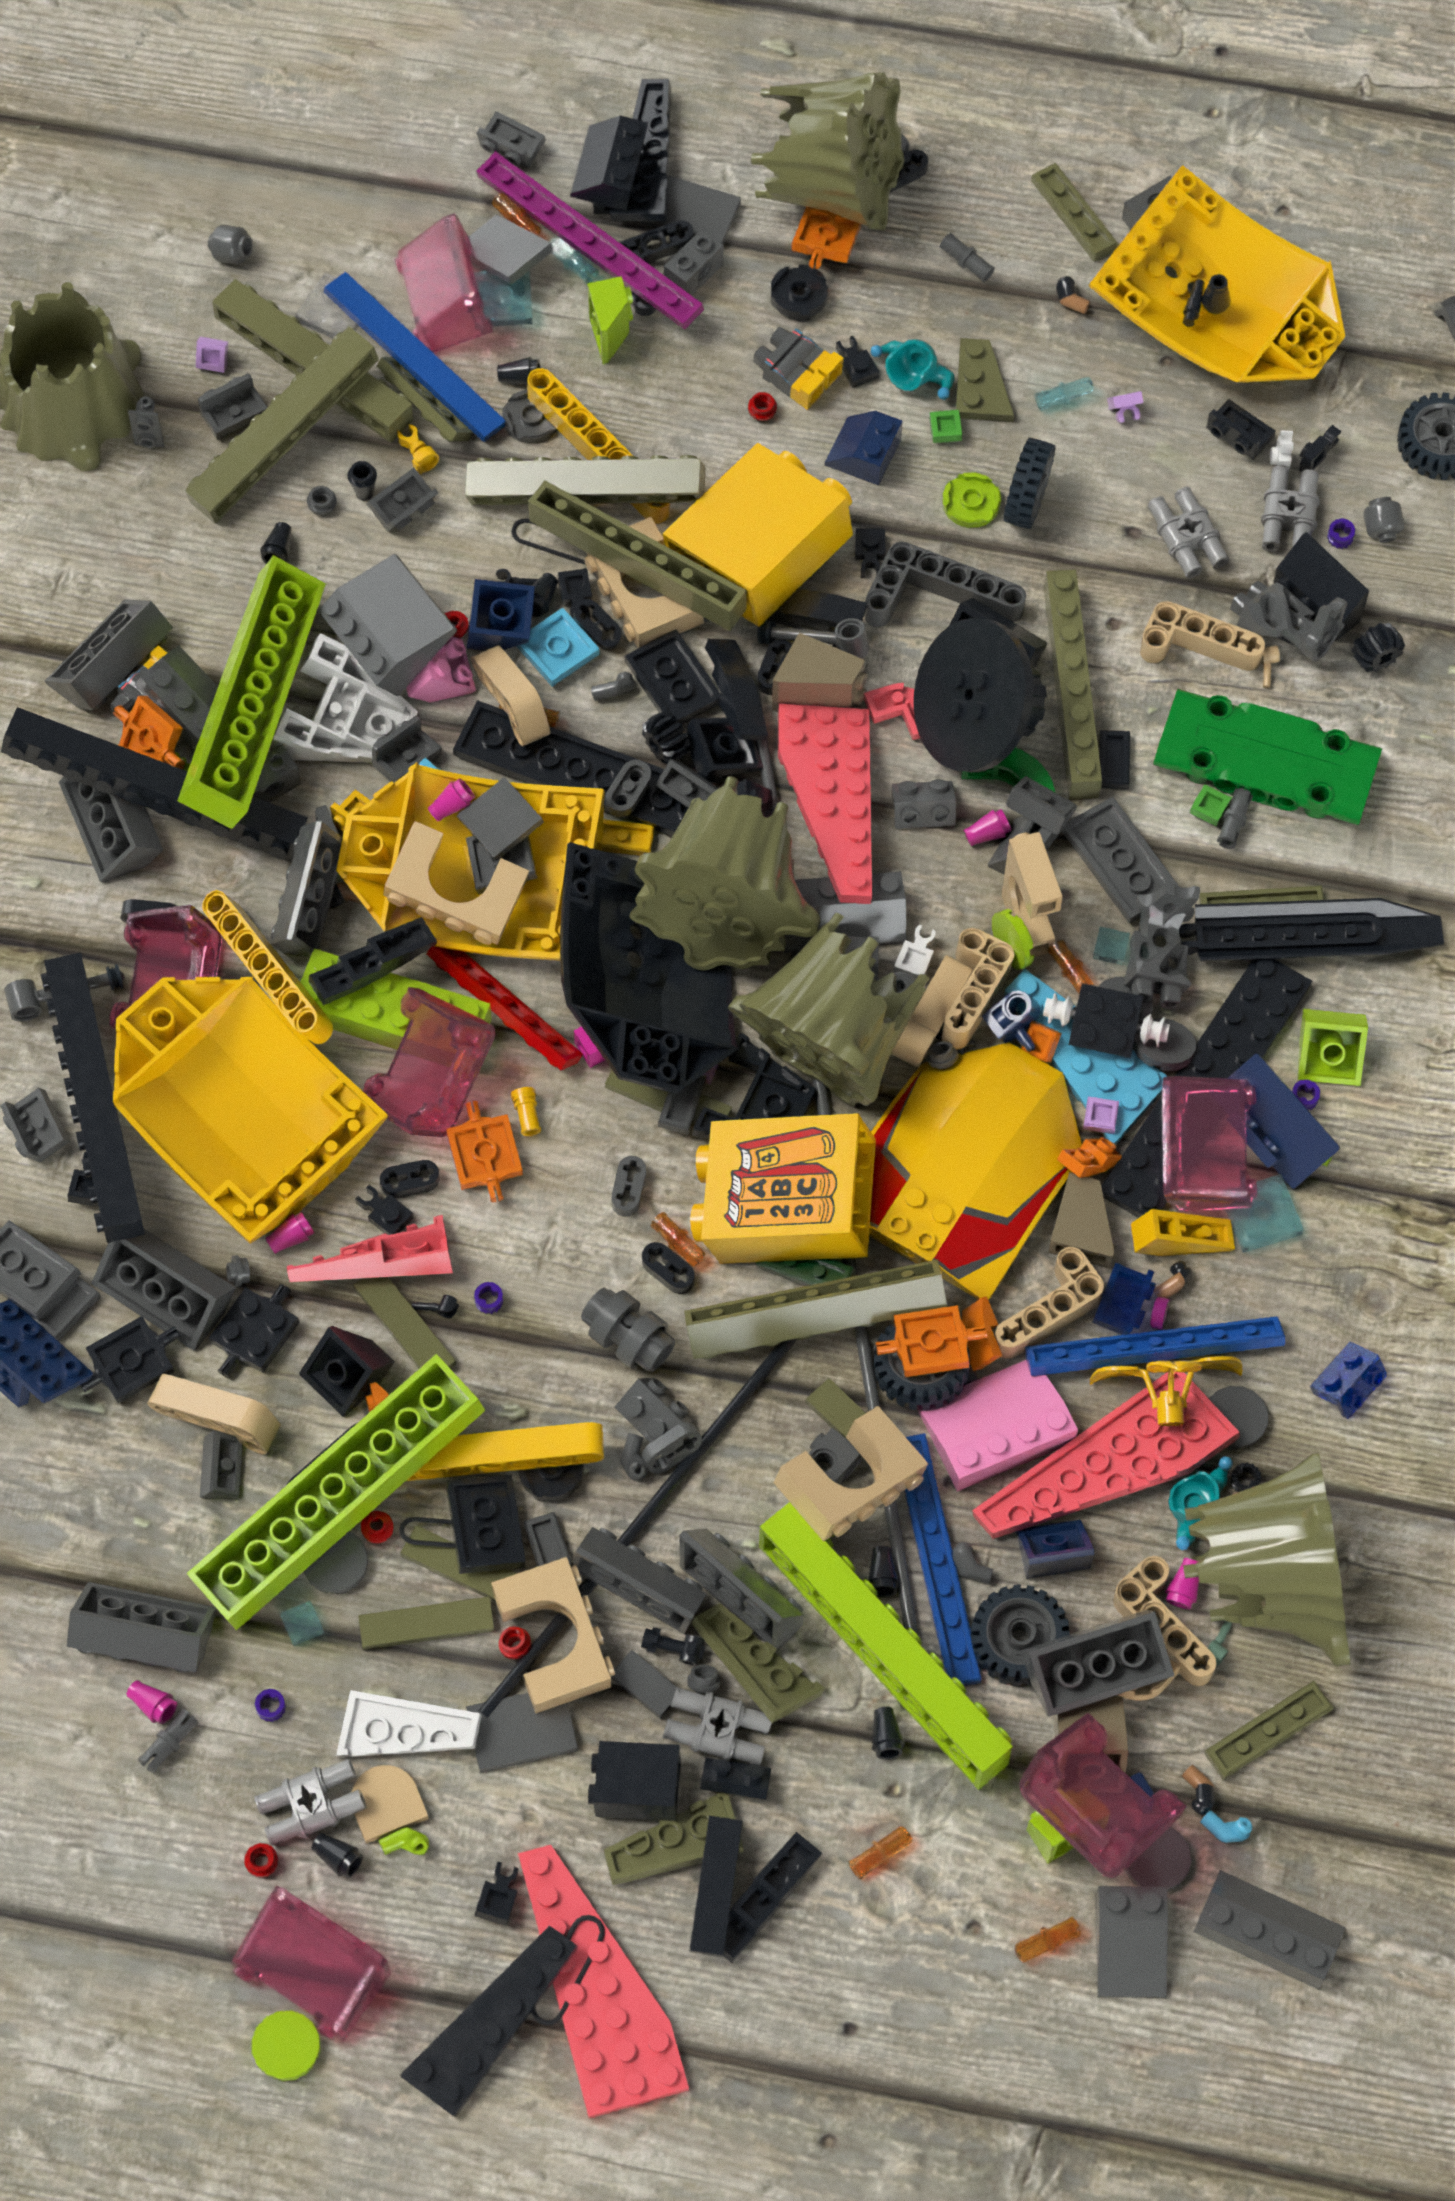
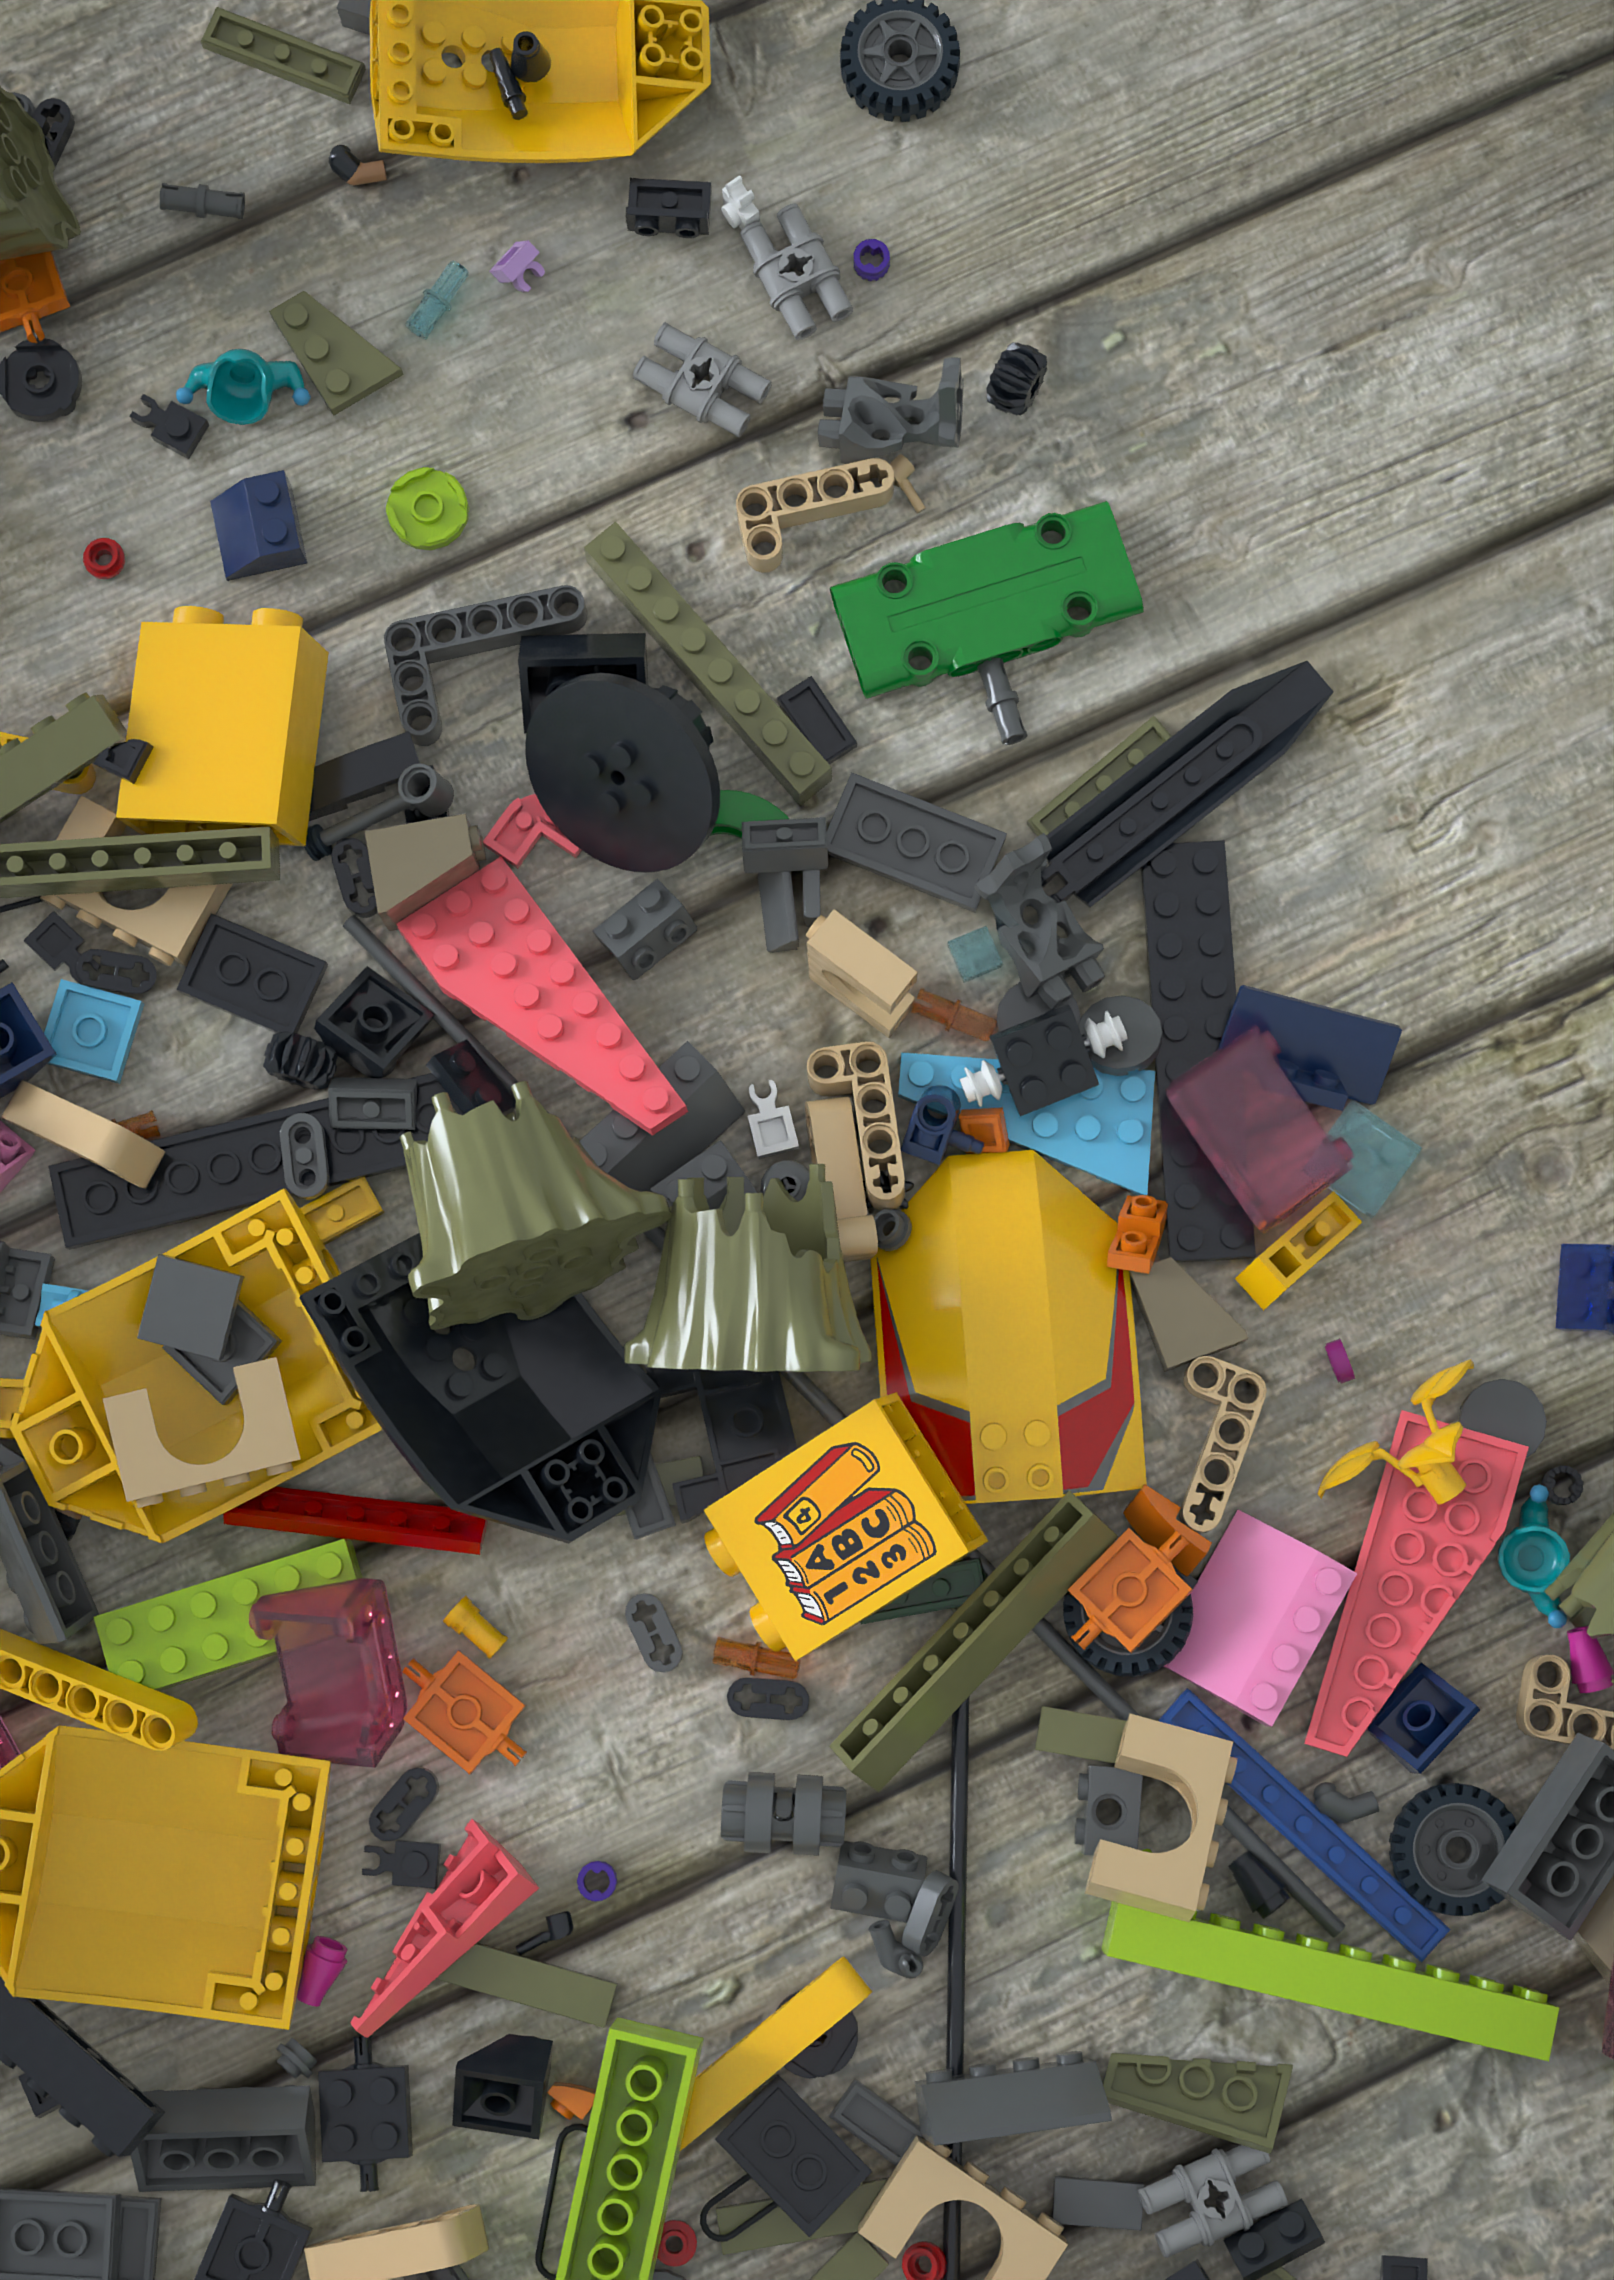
camera: 30 degrees left, 15 degrees up
(375, 960) = (175, 1591): black slope -> none
(452, 799) = (118, 1320): dark pink cone -> none
(543, 594) = (24, 974): black cone -> none
(623, 685) = (194, 1036): dark grey arm -> none
(690, 1650) = (1119, 2132): black bar -> none
(691, 506) = (125, 759): none -> black tile
(703, 1679) = (1151, 2146): dark grey plate -> none
(738, 690) = (336, 939): black slope -> none
(739, 1587) = (1127, 2024): dark grey slope -> none
(798, 366) = (108, 478): hips -> none
(869, 548) = (355, 651): black plate -> none
(880, 1852) = (1484, 2206): clear orange axle -> none
(887, 1737) = (1395, 2068): black cone -> none
(945, 426) = (333, 436): bright green plate -> none
(988, 828) = (740, 908): dark pink cone -> none
(1015, 933) = (869, 1027): lime tile -> none
(1029, 483) = (487, 450): black wheel -> none
(1101, 1115) = (1112, 1172): lavender tile -> none
(1123, 1299) = (1292, 1373): clear blue bracket -> none
(1154, 1346) = (1360, 1405): blue tile -> none
(1175, 1283) = (1330, 1312): medium nougat arm -> none
(1210, 805) = (964, 704): bright green plate -> none
(1308, 1086) = (1306, 971): dark purple bush -> none
(1316, 452) = (773, 179): black plate -> none
(1319, 579) = (898, 344): black slope -> none
(1332, 1047) = (1302, 905): lime slope -> none
(1383, 519) = (909, 210): dark grey head -> none

